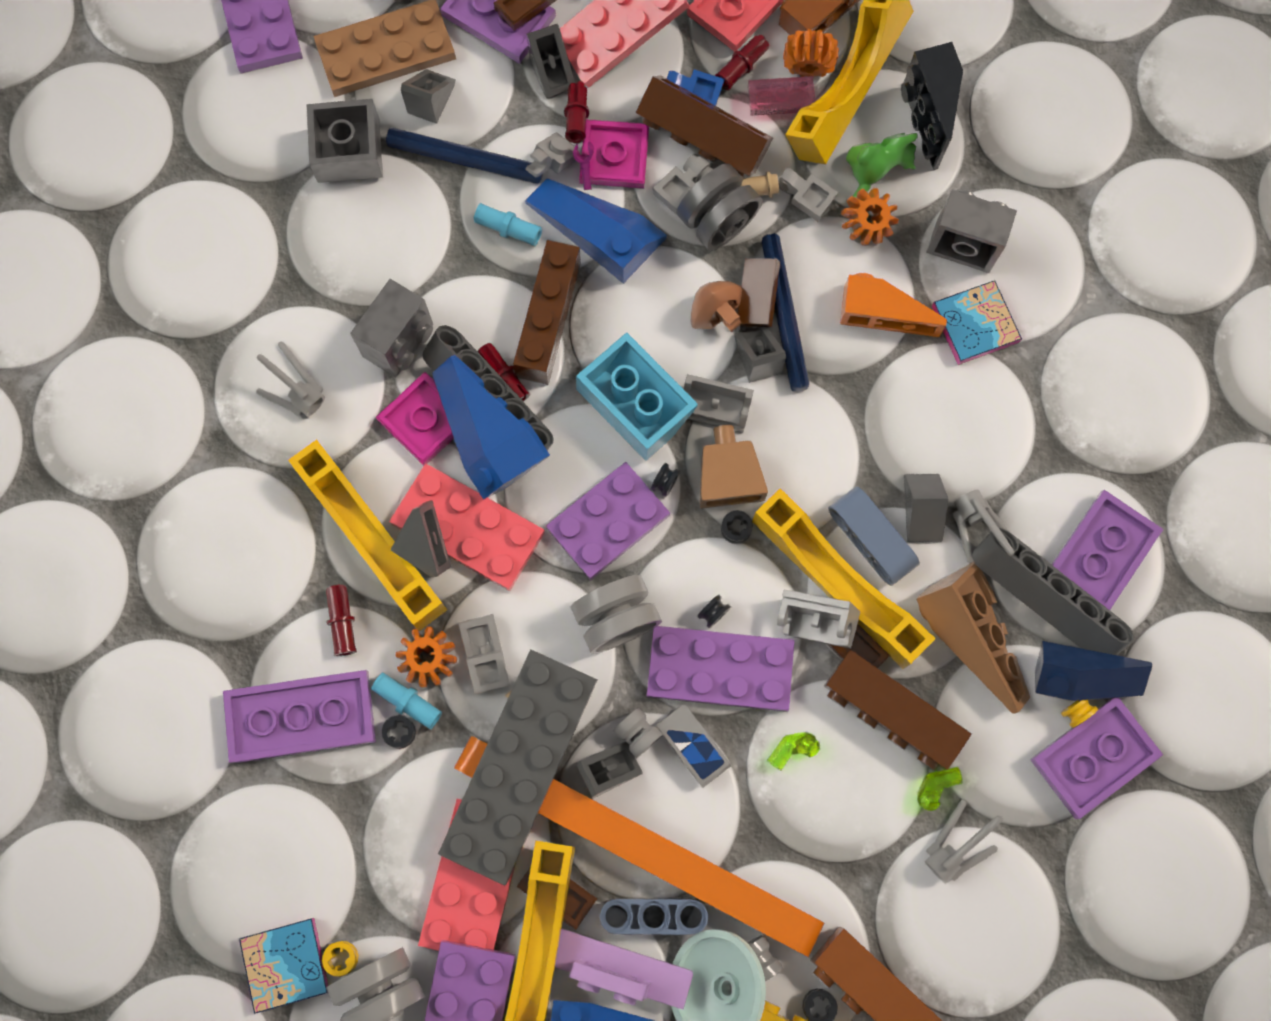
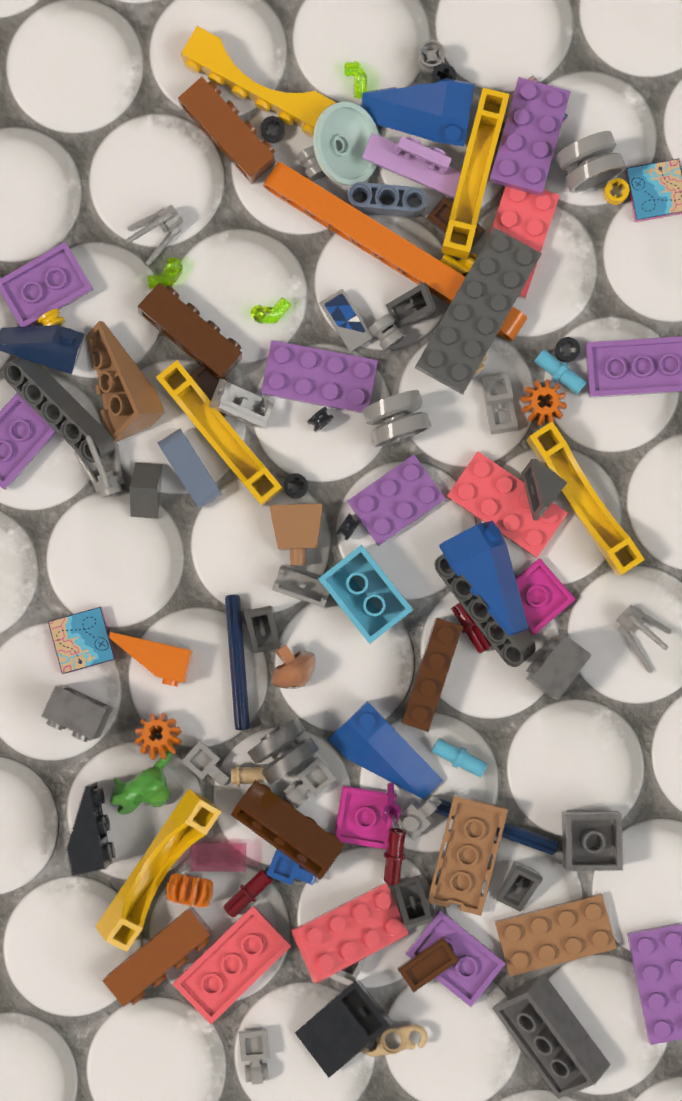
camera: 170 degrees left, 10 degrees up
(340, 620) = (608, 437): dark red axle -> none
(490, 119) = (467, 854): none -> medium nougat piece
(548, 832) = (461, 266): none -> yellow arm
(758, 292) = (257, 678): tile -> none

